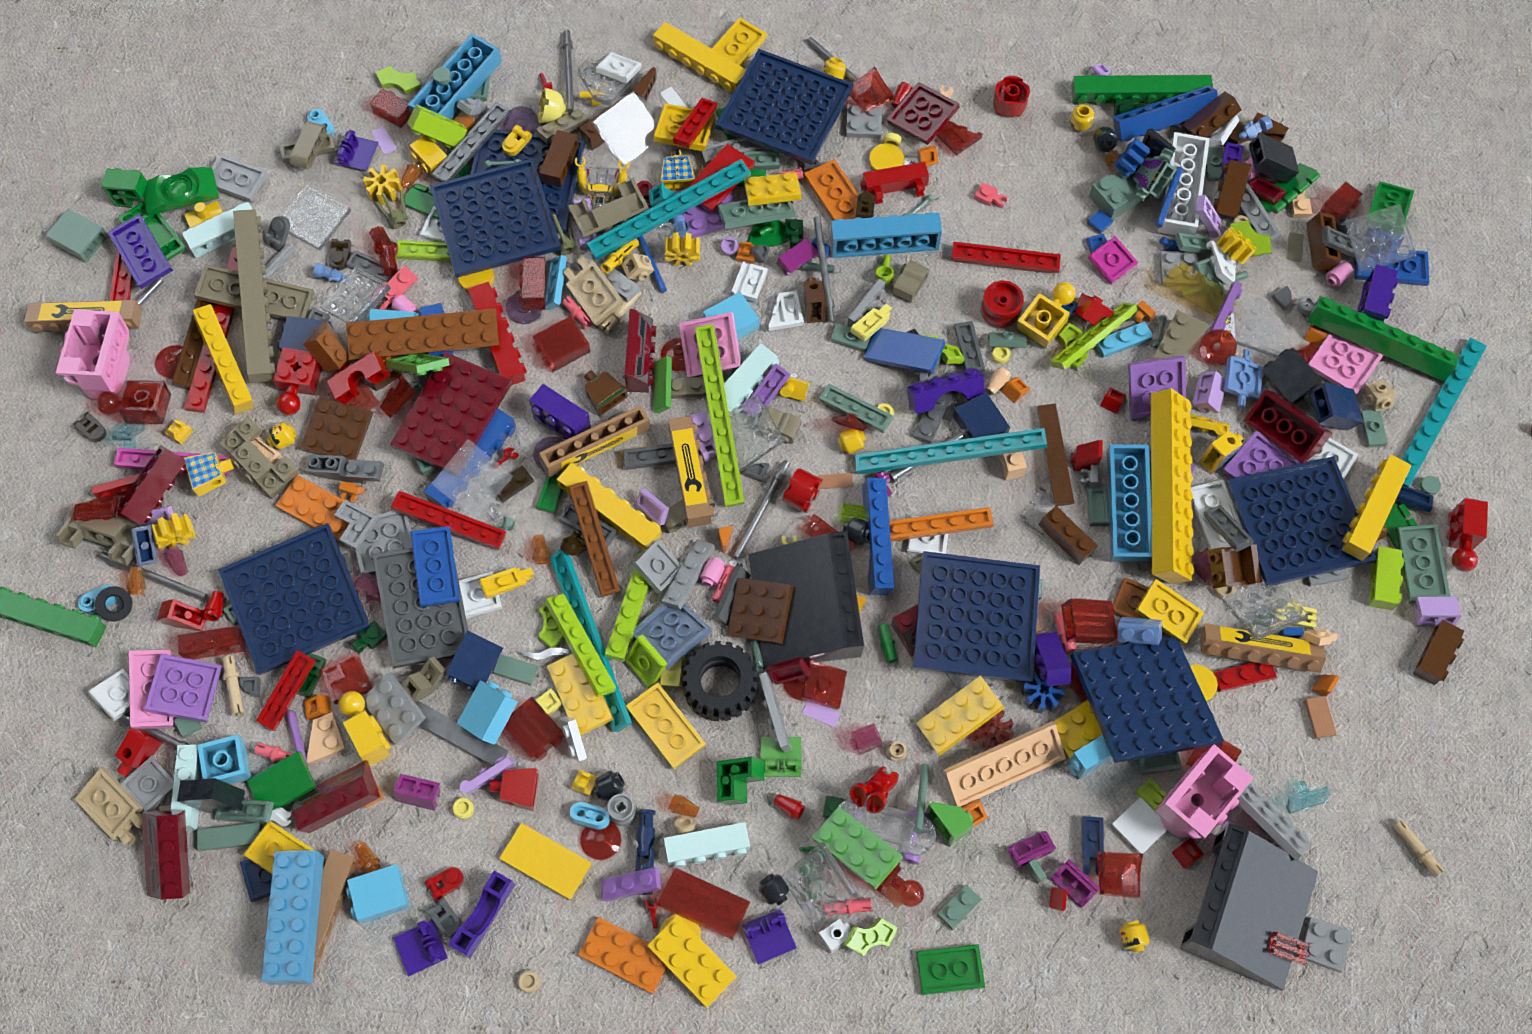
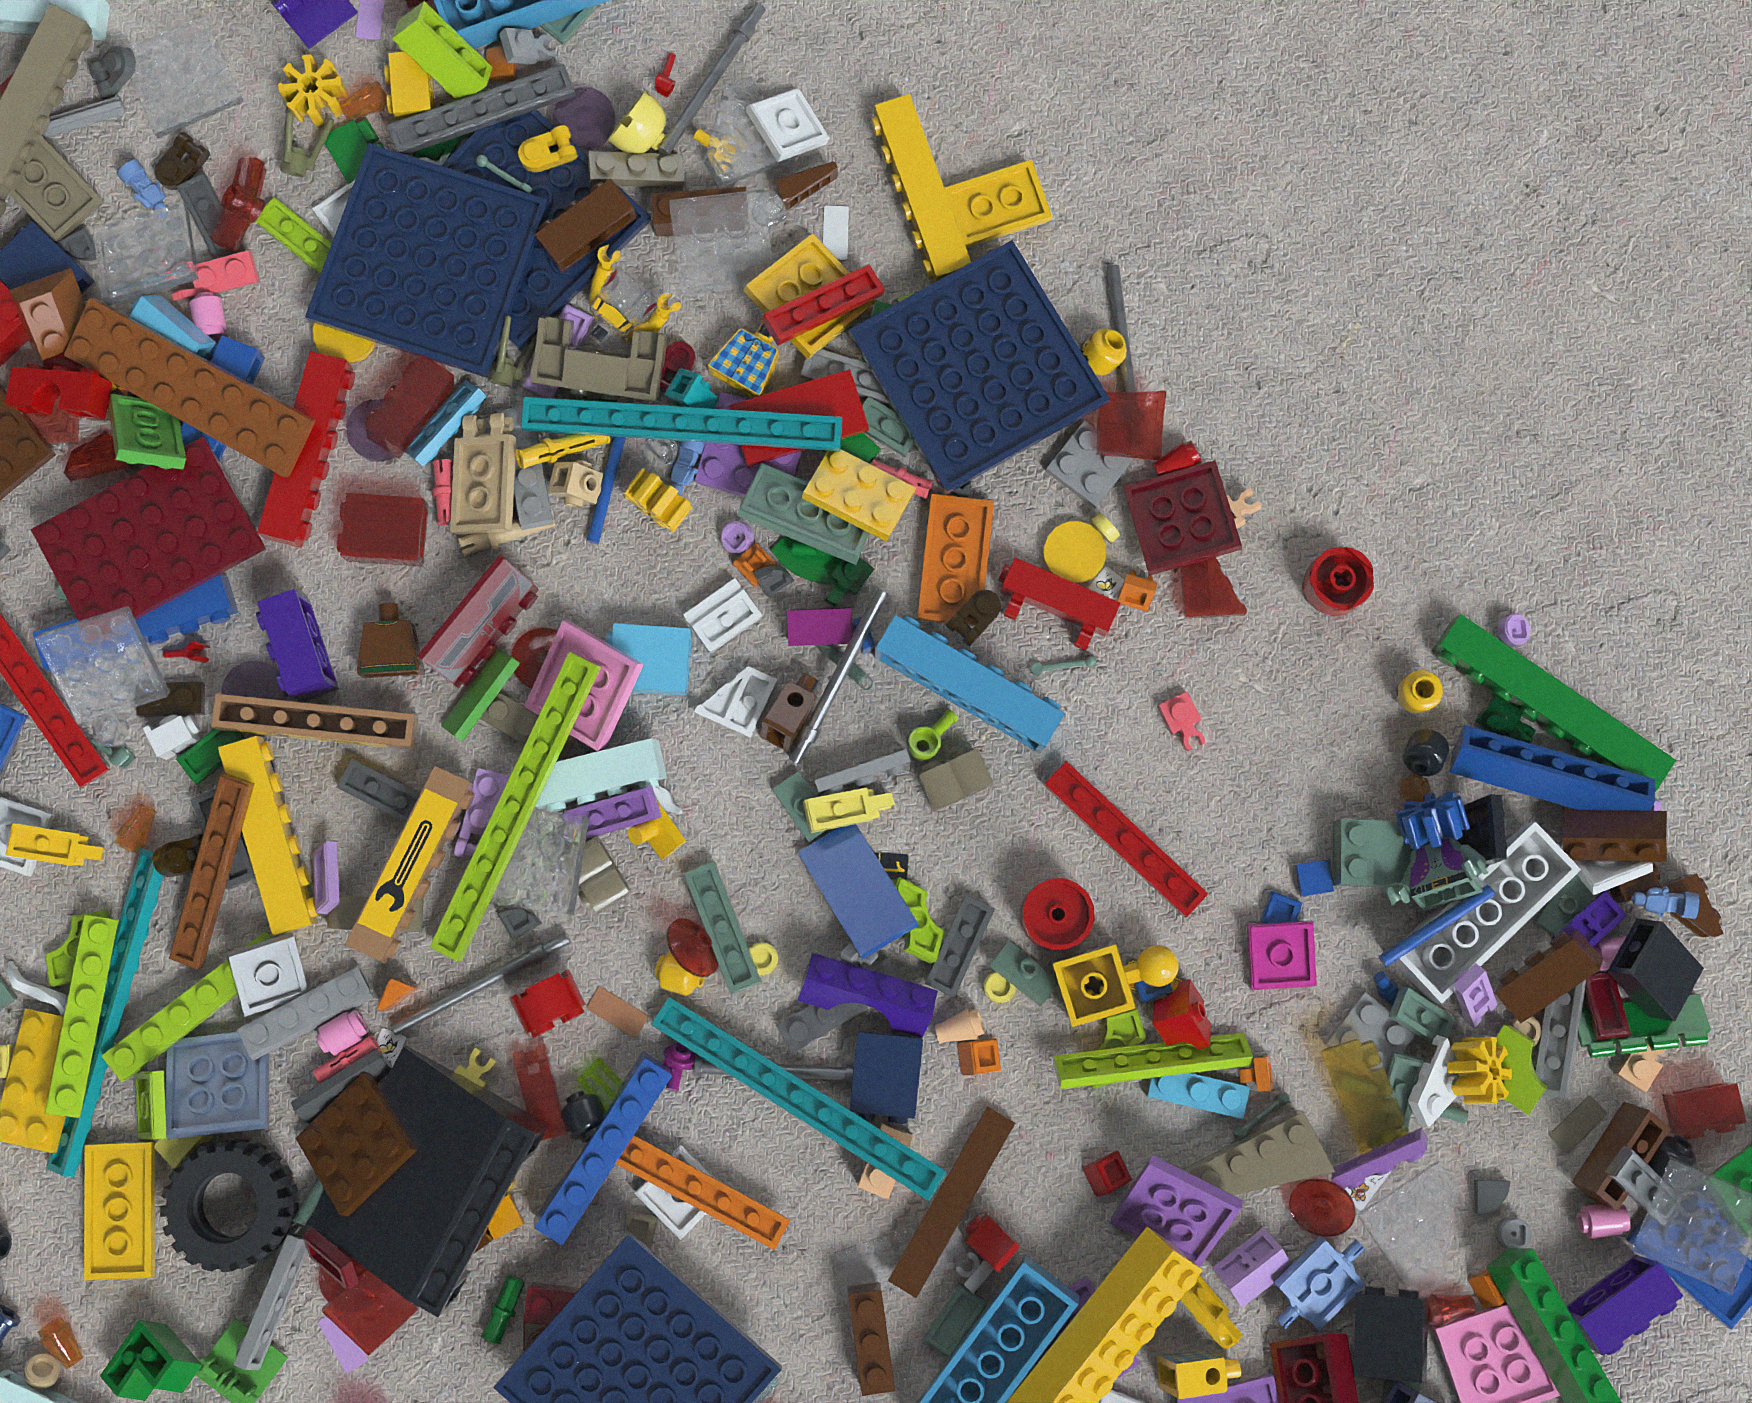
camera: 30 degrees right, 15 degrees up
(527, 496) = (173, 735): none -> white brick

